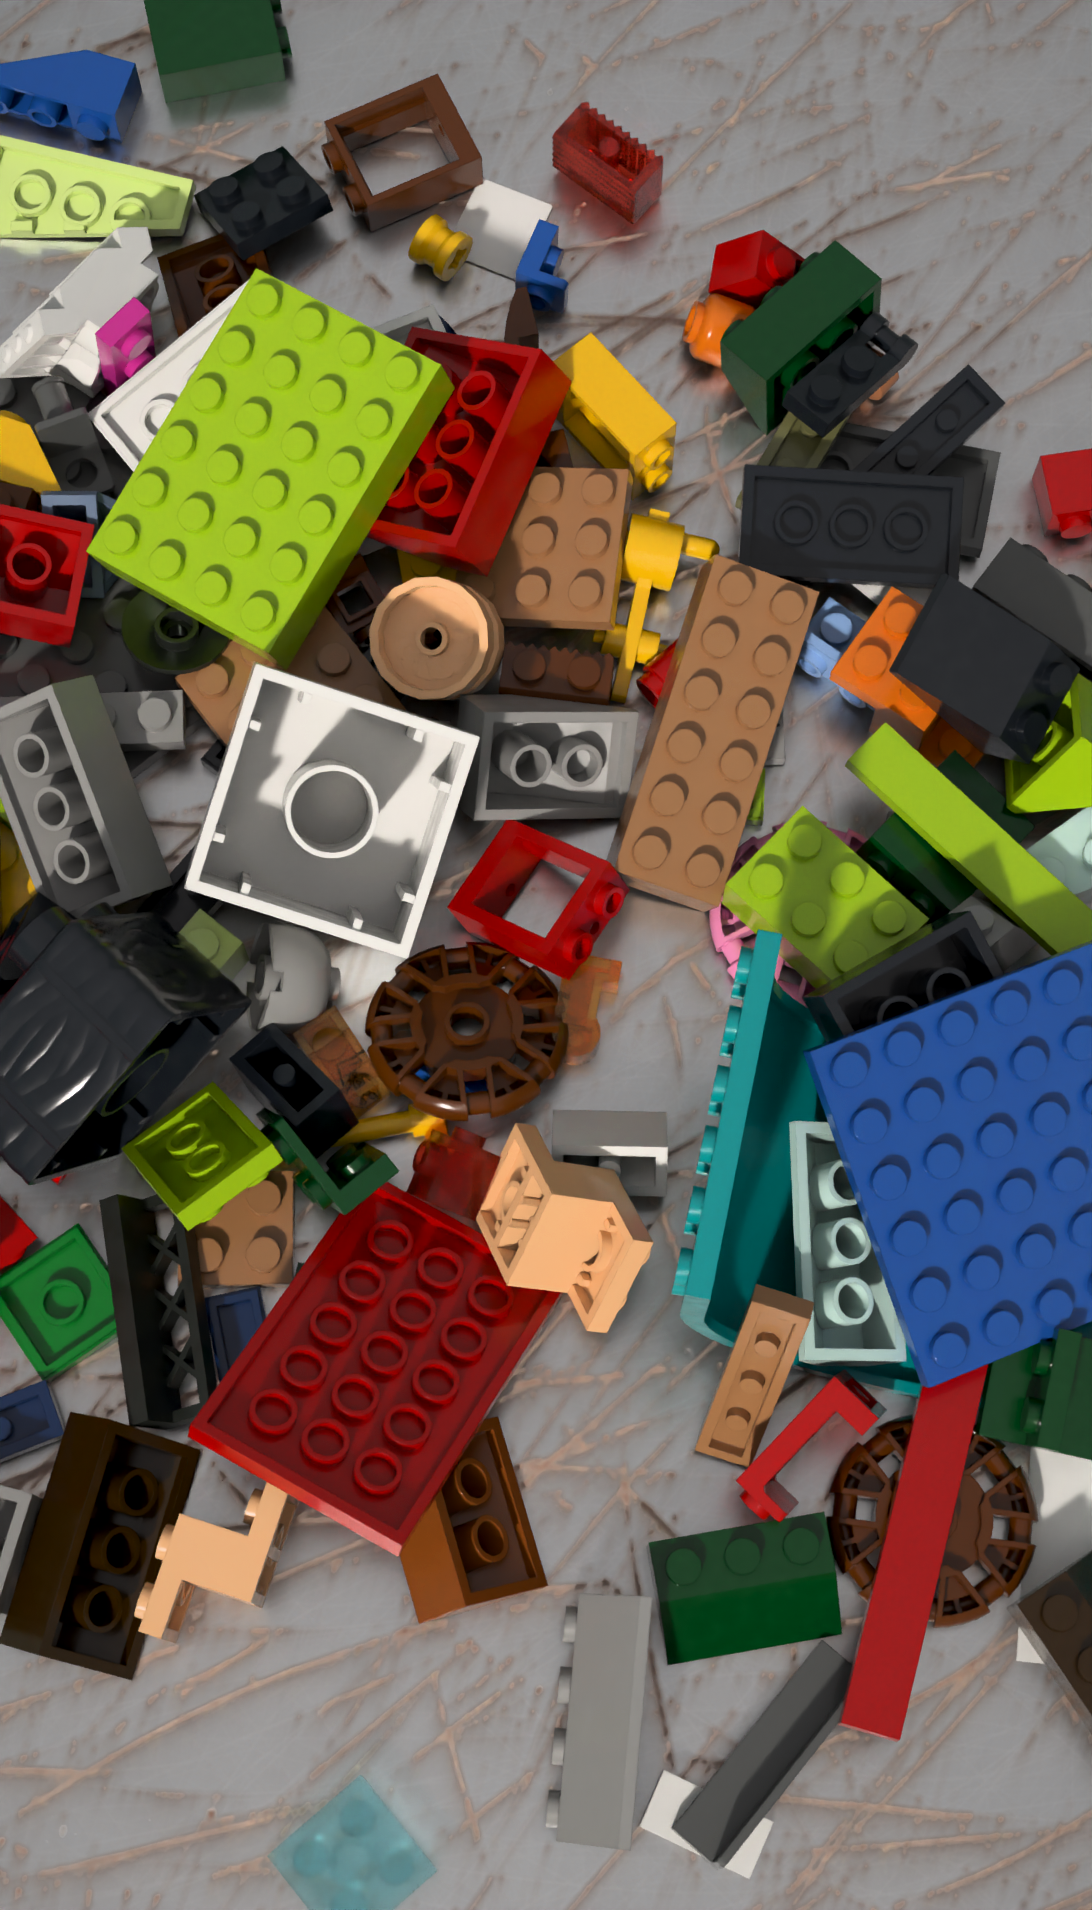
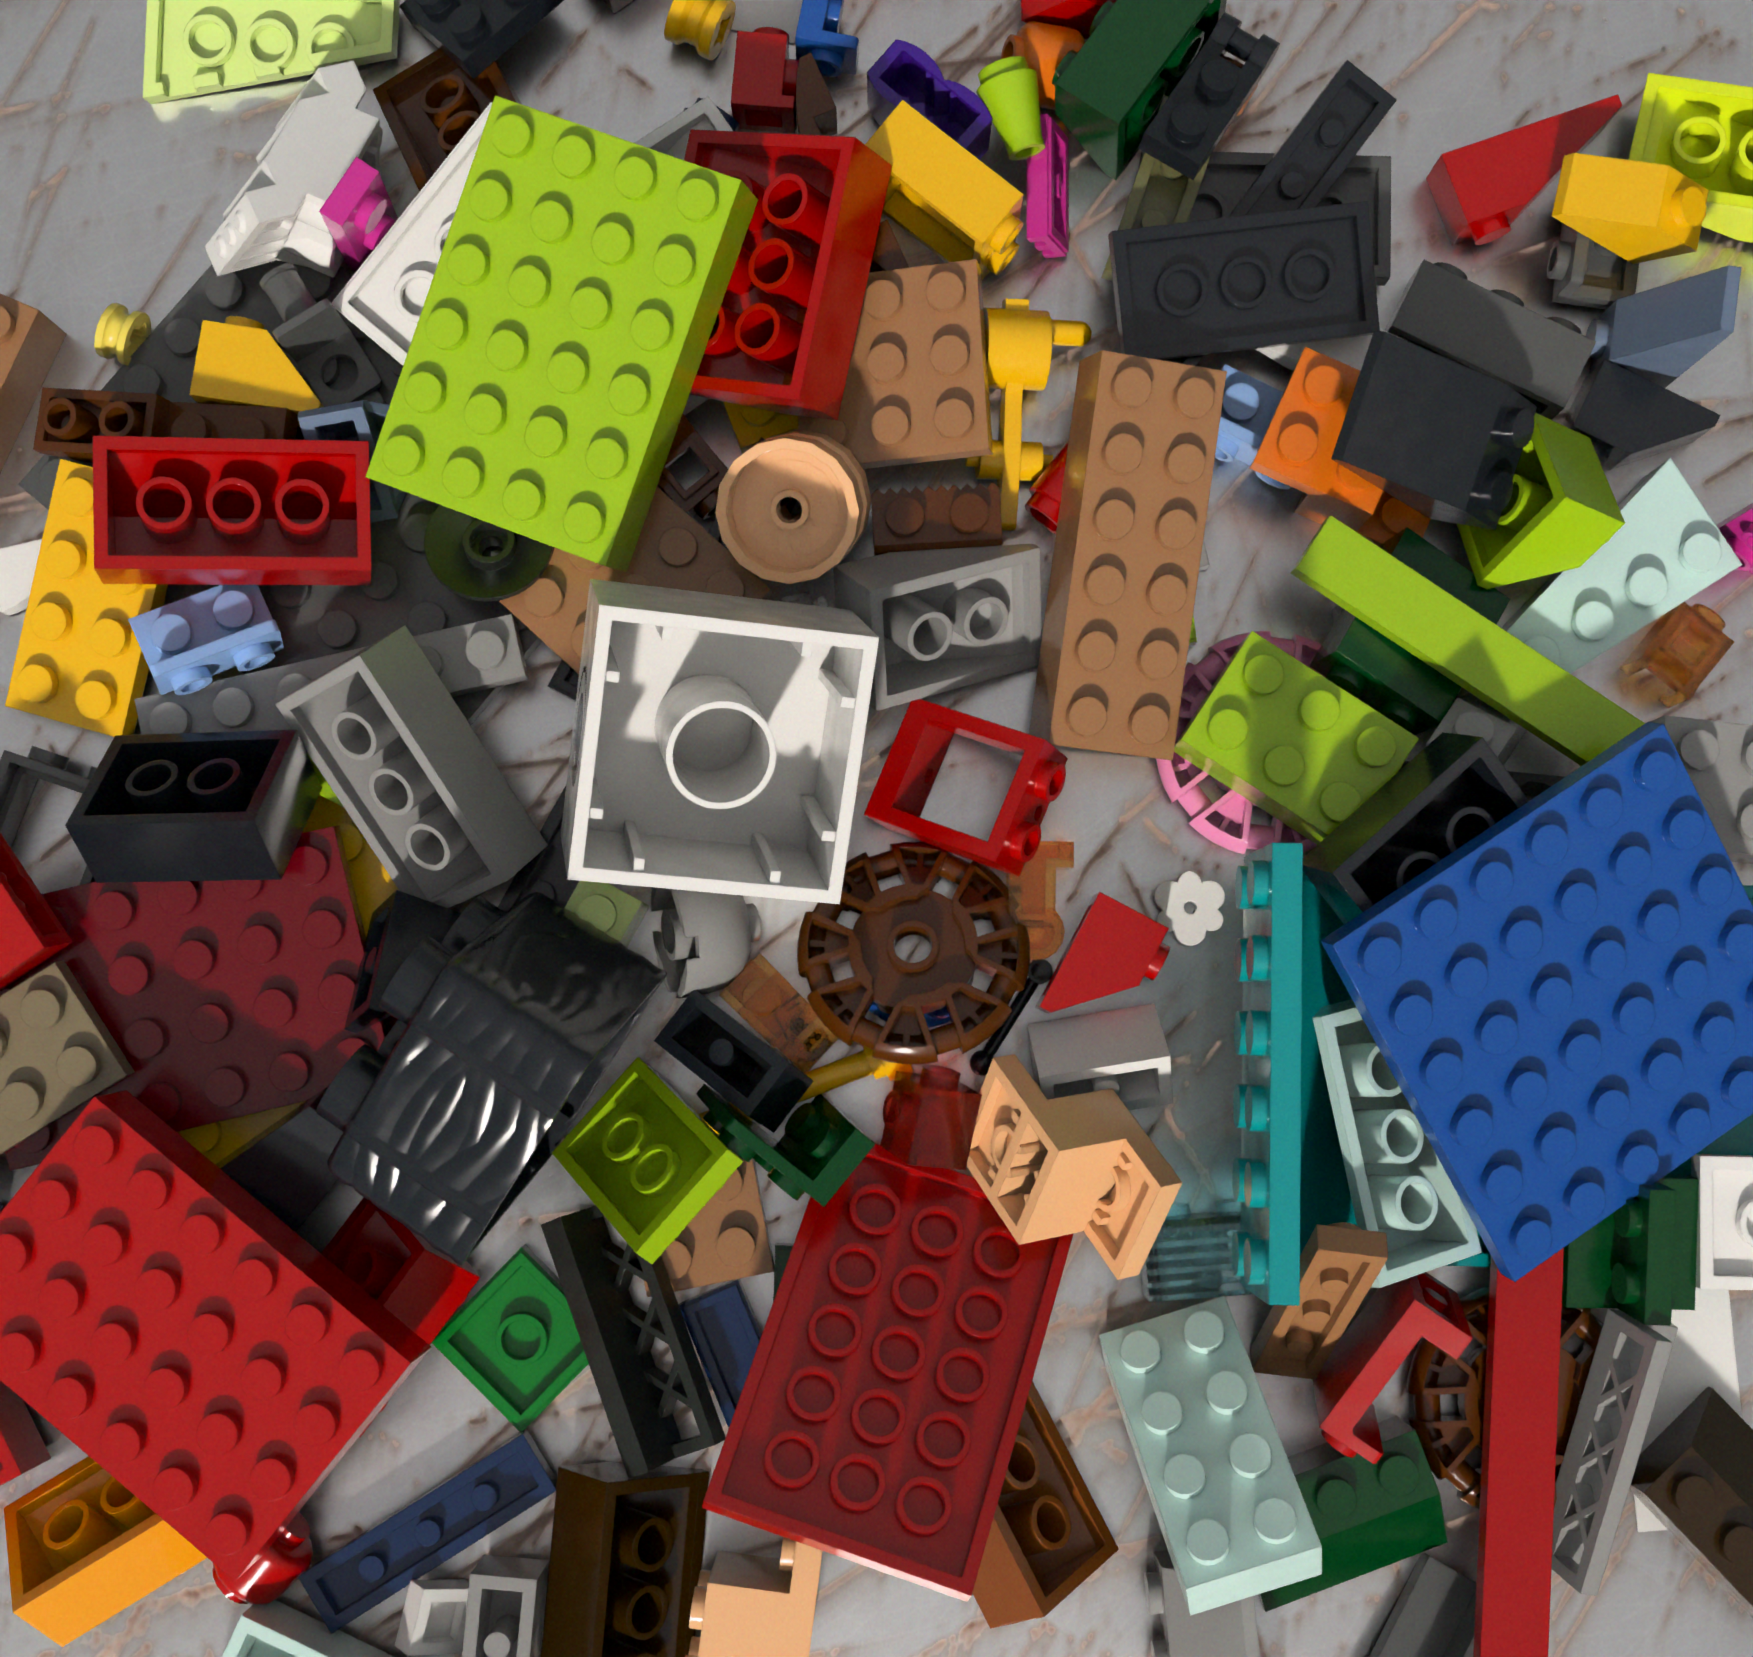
camera: 10 degrees left, 10 degrees up
(483, 301) = (764, 81): none -> red brick
(573, 1076) = (1039, 973): none -> black hinge
(610, 323) = (914, 77): none -> dark purple brick
(631, 1067) = (1105, 955): none -> red slope
(637, 1493) = (1210, 1456): none -> light aqua brick
(657, 1340) = (1193, 1255): none -> clear light blue brick
(685, 354) = (1013, 101): none -> lime cone
(701, 1032) = (1206, 899): none -> white plant
(705, 427) = (1049, 193): none -> dark pink tile
(994, 1563) = (1606, 1445): none -> light grey fence

